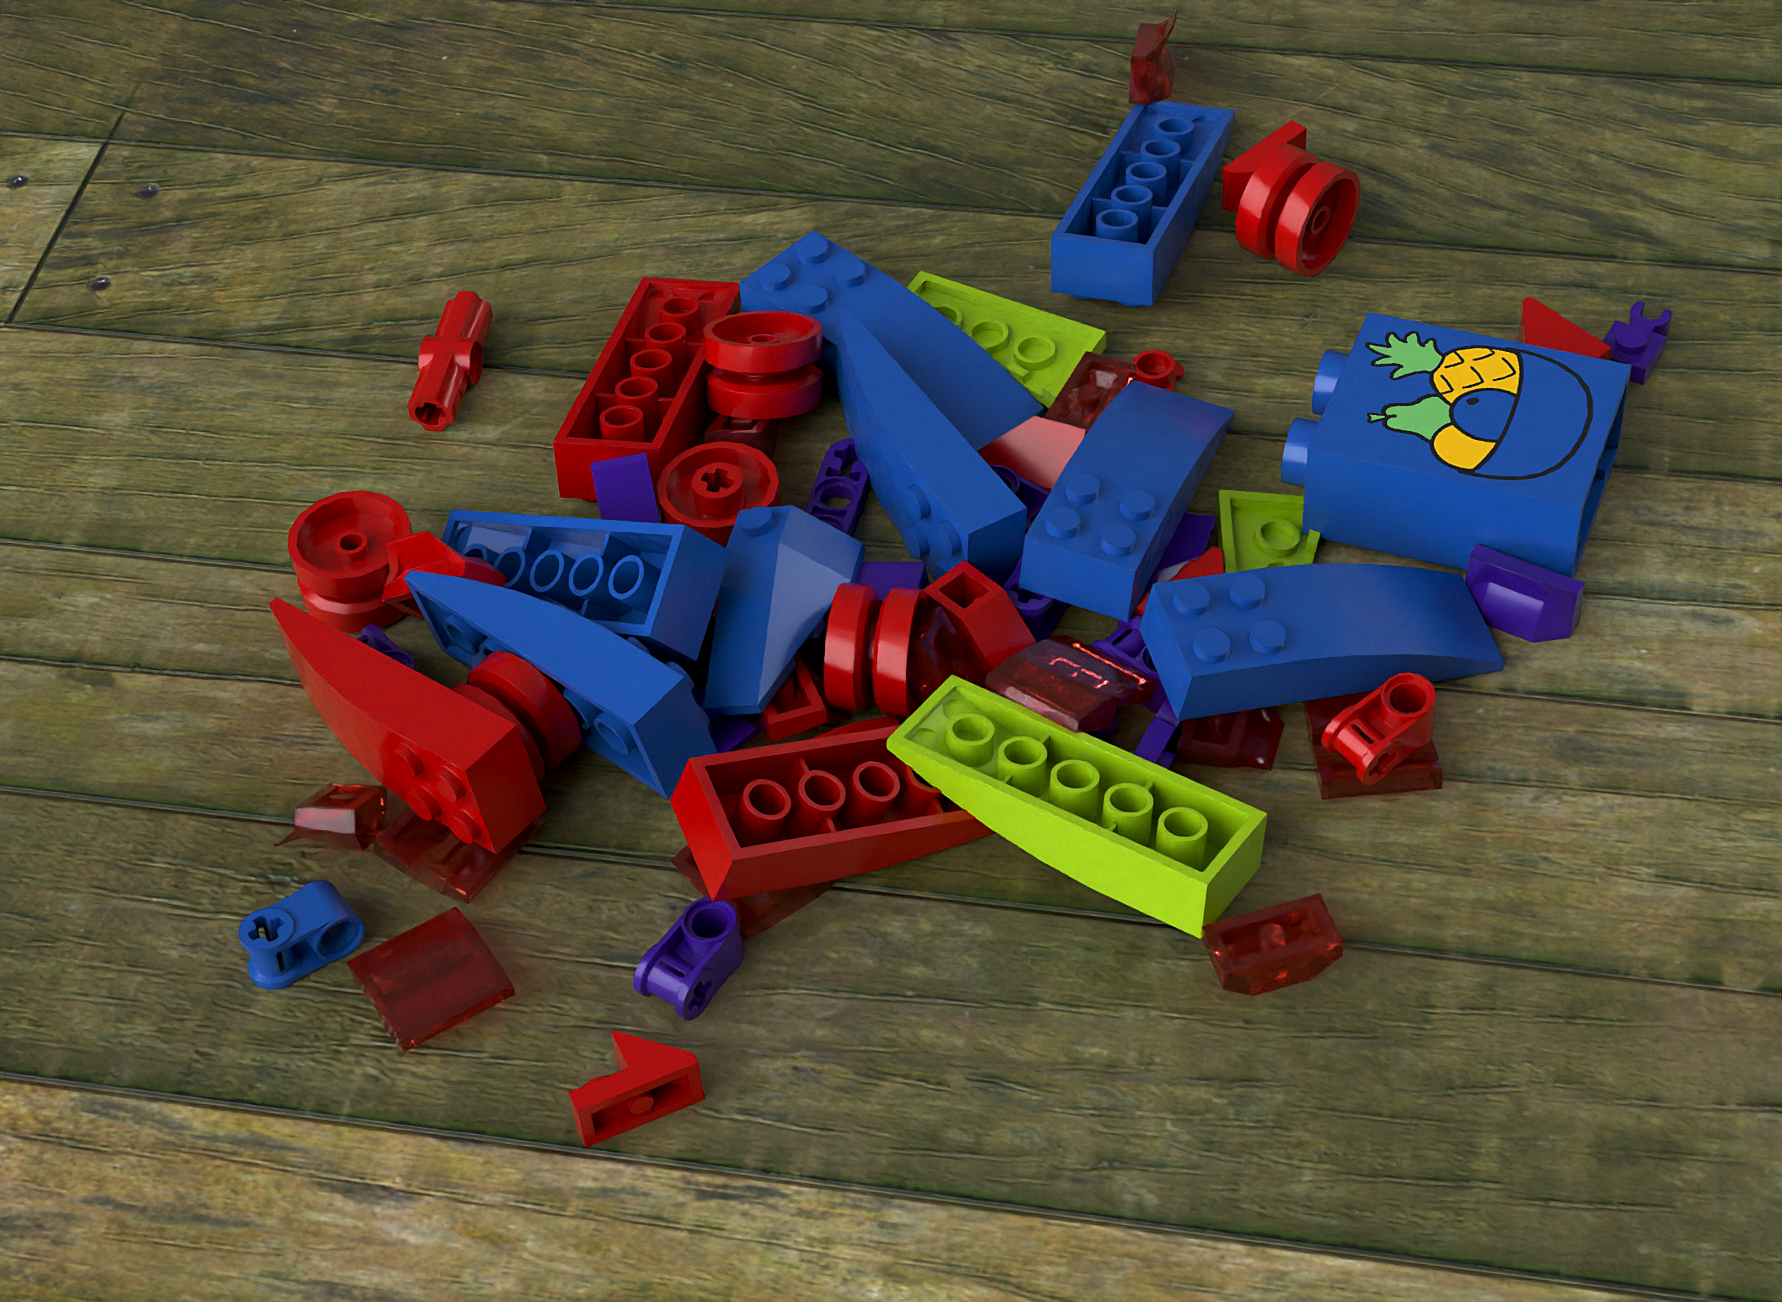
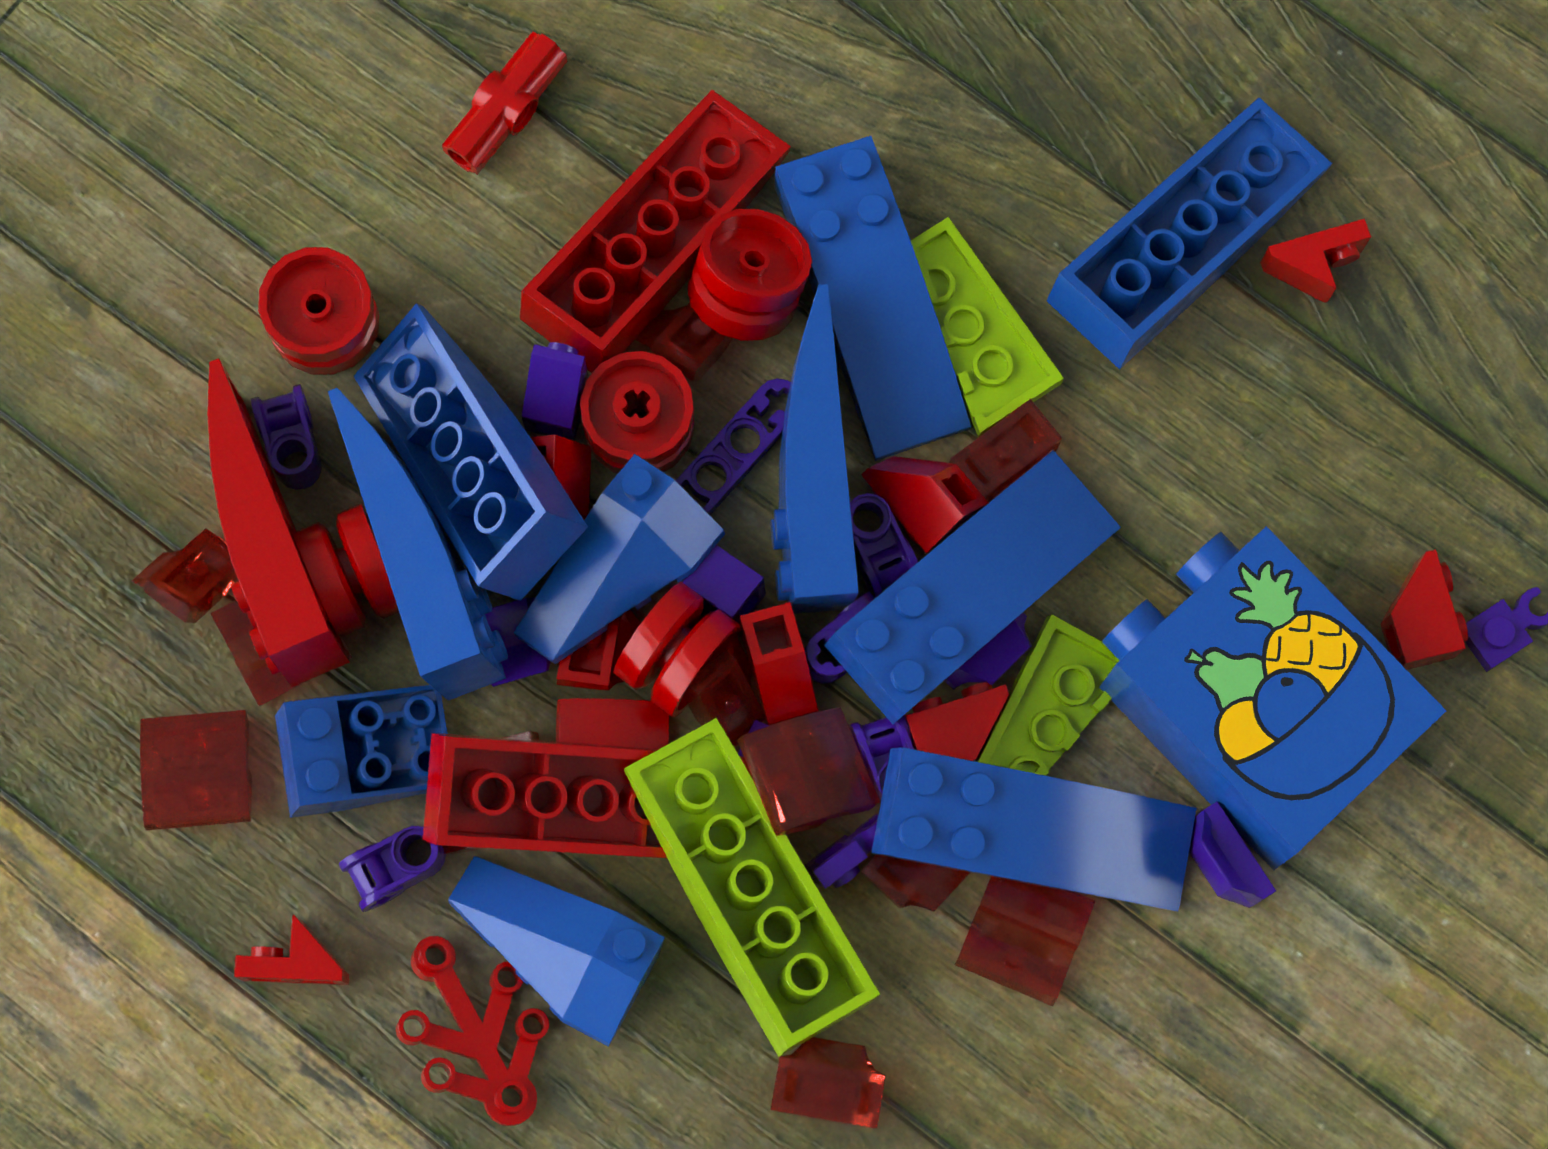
camera: 20 degrees right, 30 degrees up
(302, 931) = (124, 673): blue piece -> none
(429, 554) = (373, 387): red slope -> none
(593, 881) = (357, 748): none -> blue slope
(932, 937) = (566, 947): none -> blue wedge
(935, 1099) = (477, 1038): none -> red plant
(1151, 64) = (1289, 69): clear red slope -> none
(1157, 369) = (1094, 443): red plate -> none
(1297, 210) = (1300, 338): red wheel -> none
(1376, 733) = (1019, 953): red piece -> none

